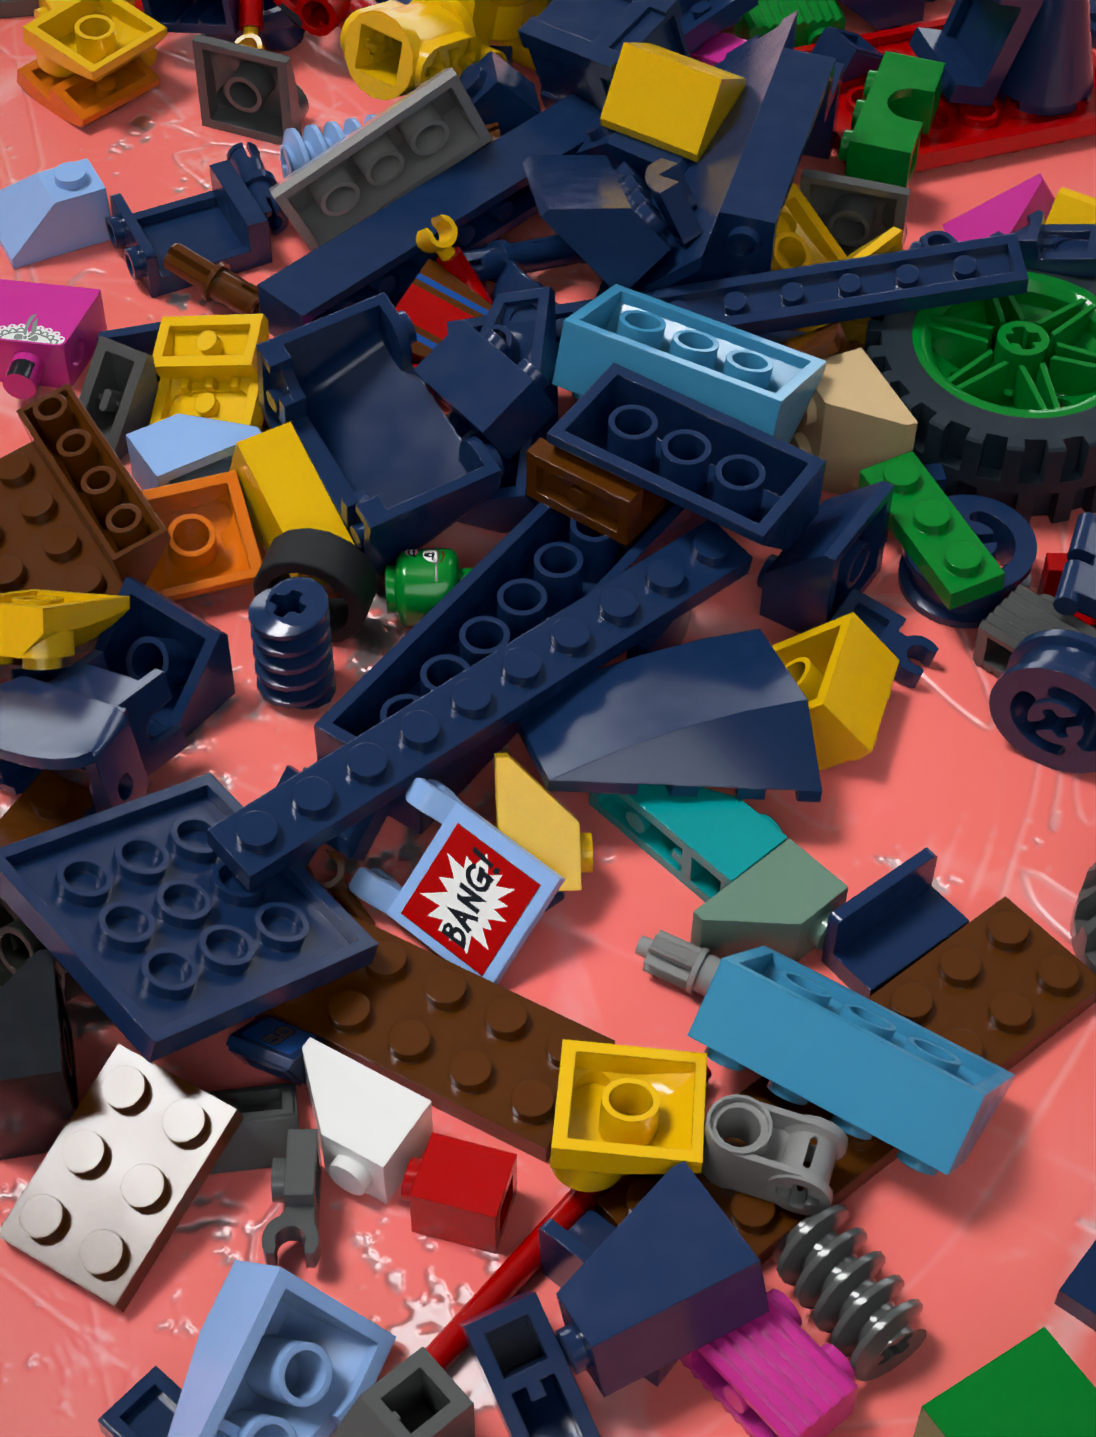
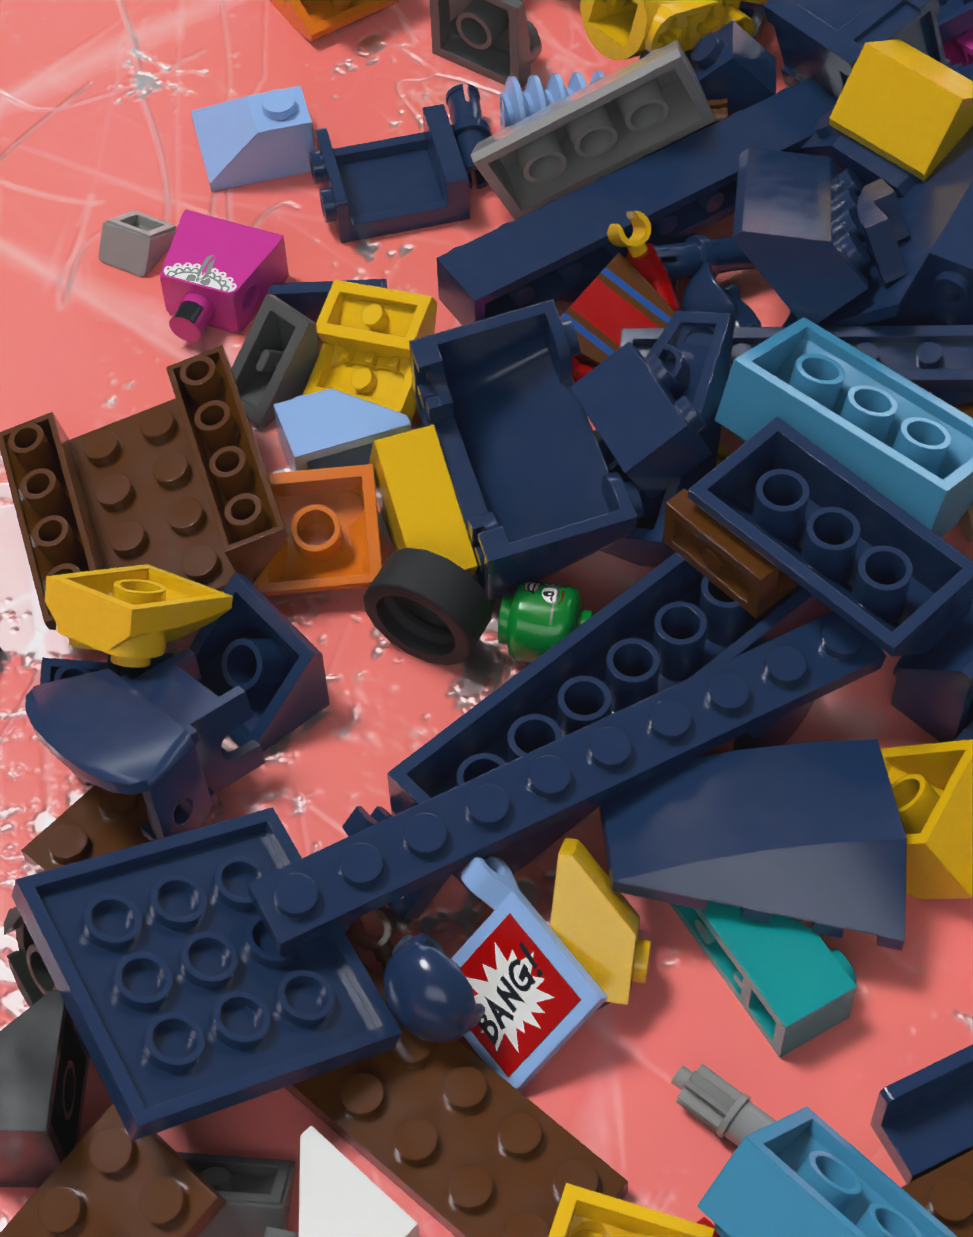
camera: 15 degrees right, 5 degrees up
(214, 280) = (401, 235): reddish brown axle -> none
(272, 1047) = (278, 1121): dark blue slope -> none
(293, 644) = (389, 672): dark blue piece -> none
(398, 903) = (429, 993): none -> dark blue hair
(773, 904) = (825, 1062): sand green slope -> none

